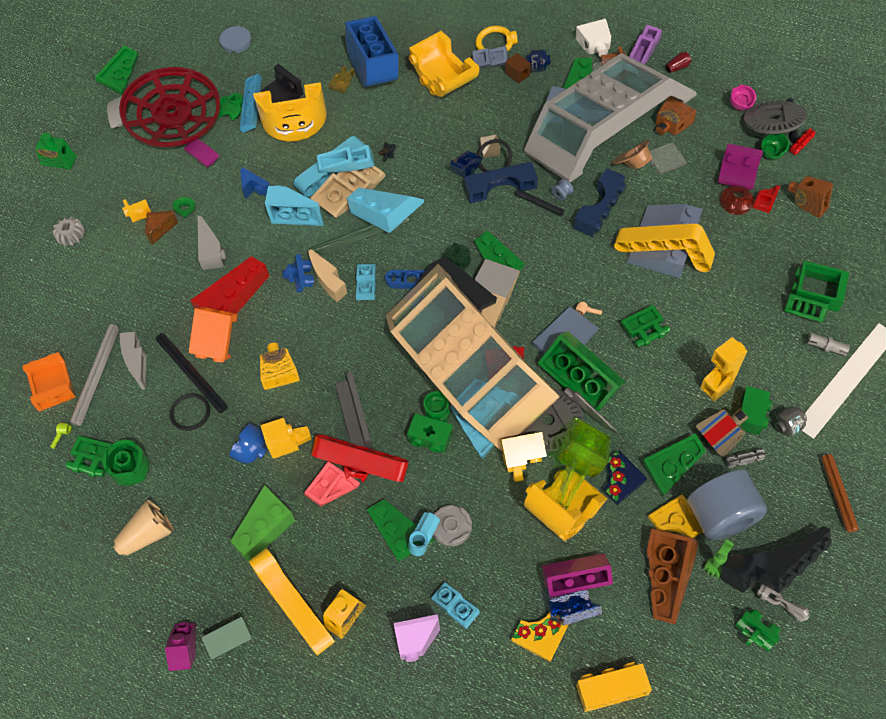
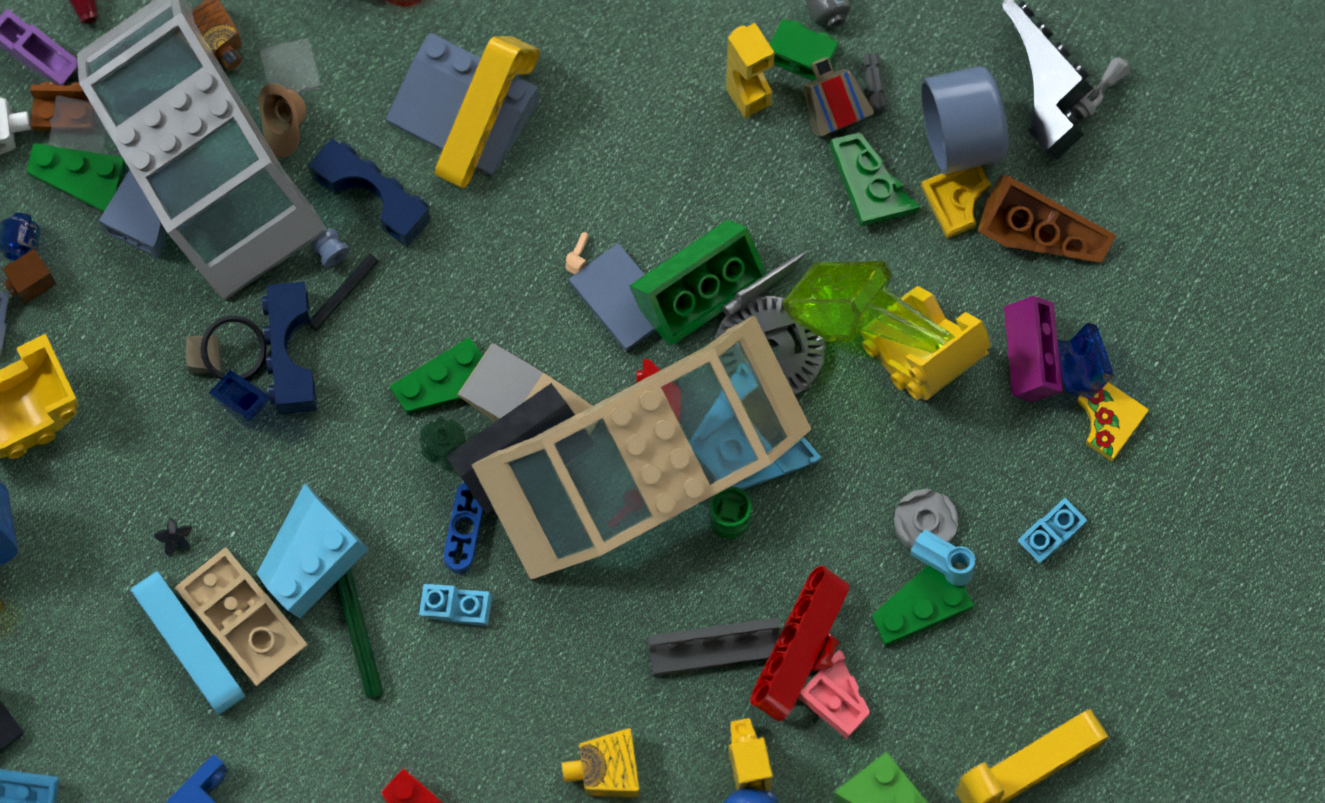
camera: 85 degrees left, 10 degrees up
(290, 207) = (278, 718): medium azure slope -> none
(293, 118) = (80, 699): yellow cylinder -> none
(297, 272) = (422, 718): blue hips -> none
(327, 276) = (434, 670): tan slope -> none
(343, 613) = (1052, 690): yellow torso -> none
(346, 159) = (197, 606): medium azure slope -> none
(416, 636) = (1101, 587): lavender slope -> none
(439, 432) = (771, 512): green brick -> none
(519, 450) = (824, 394): hinge -> none
(613, 686) = (1195, 333): yellow brick -> none
(623, 478) = (887, 247): clear blue tile -> none
(642, 321) = (618, 177): green plate -> none
(714, 564) = (1035, 161): bright green piece -> none
(757, 632) = (1138, 132): green hips -> none

